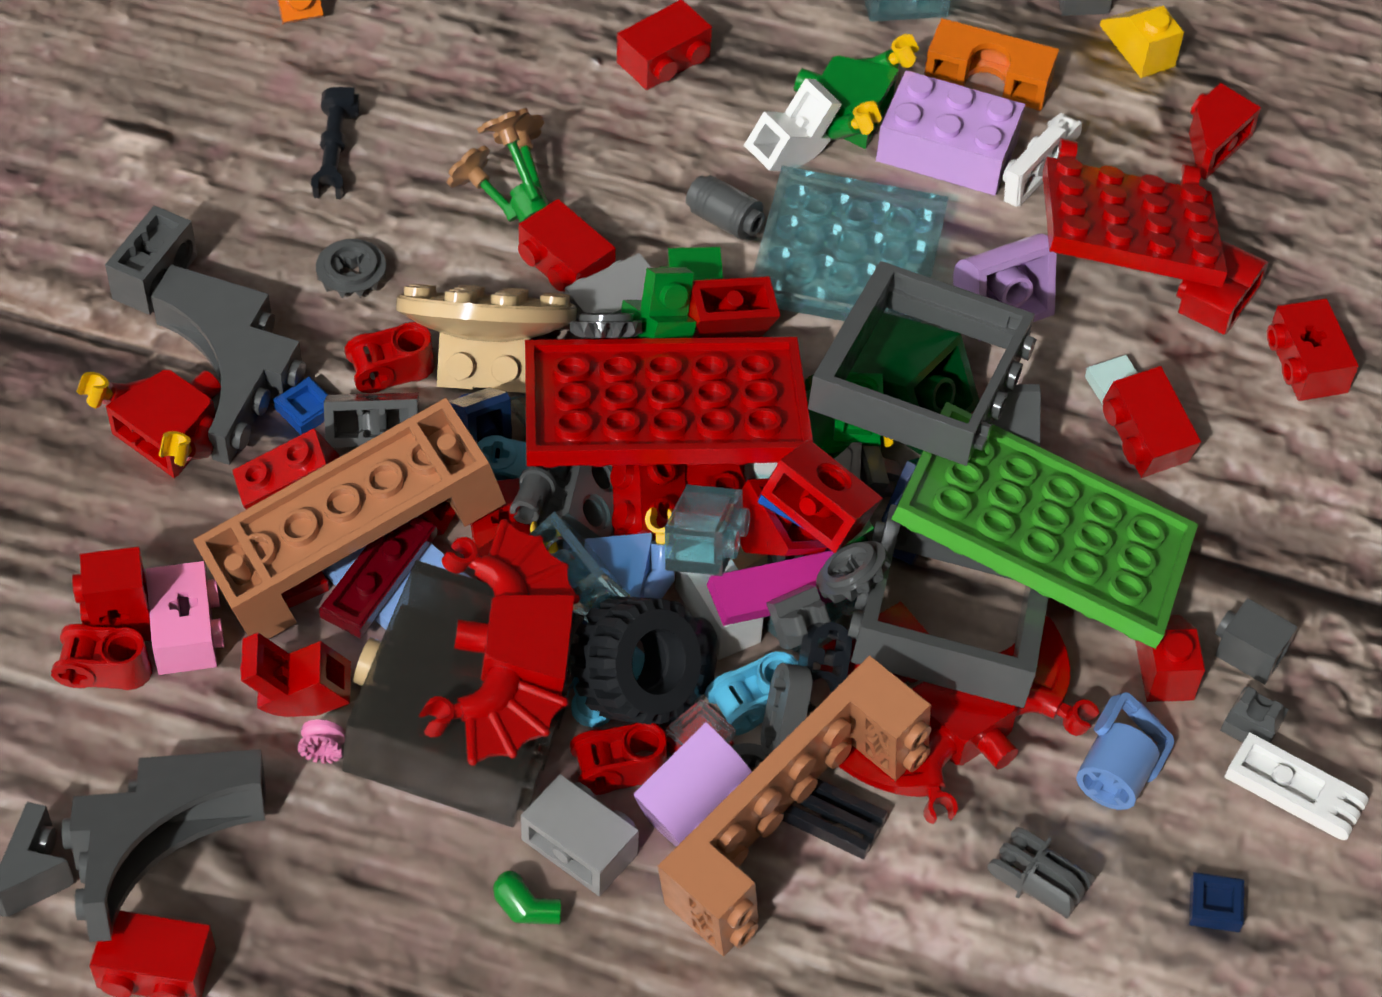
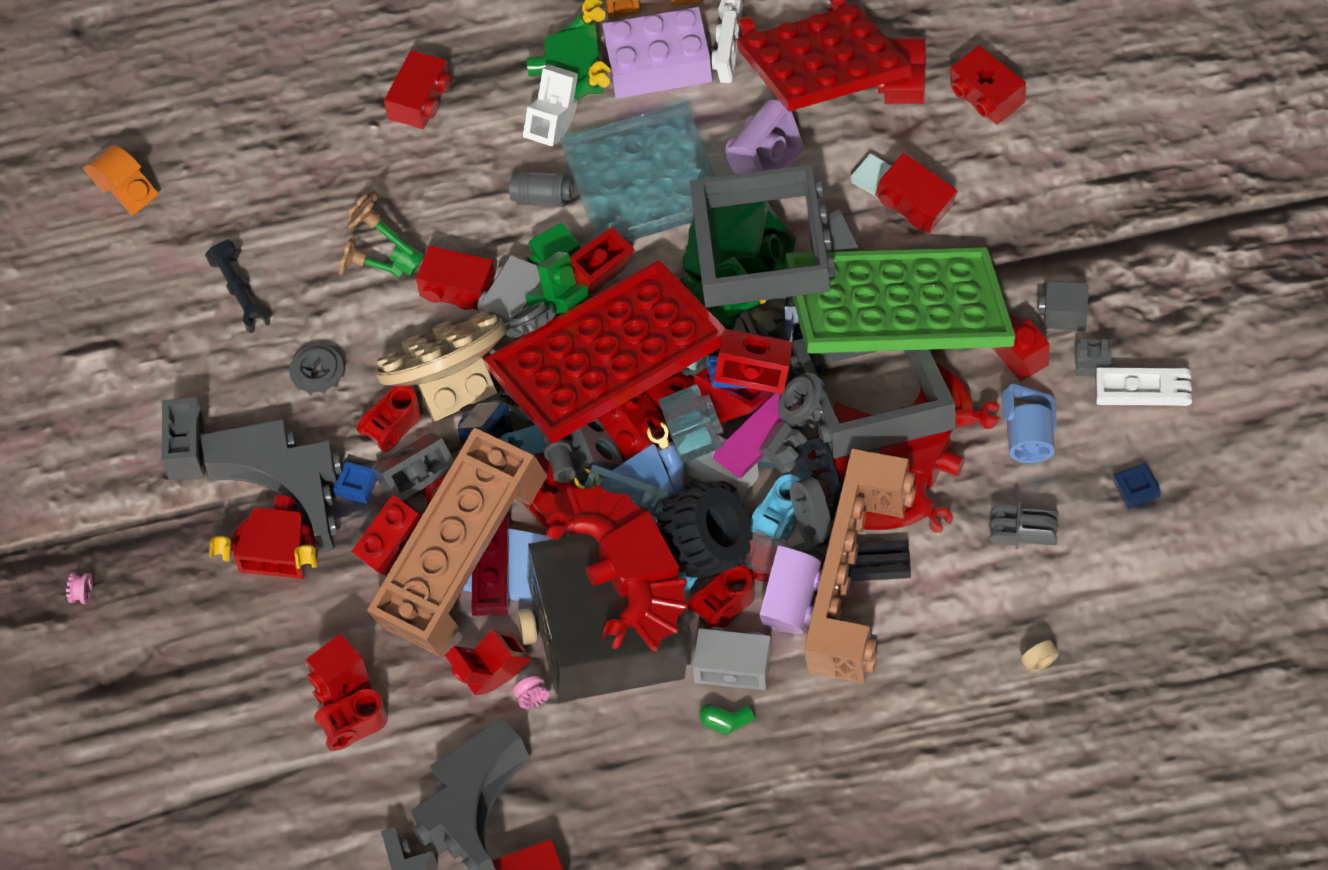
camera: 20 degrees left, 5 degrees up
(182, 617) = (388, 666): bright pink brick -> none

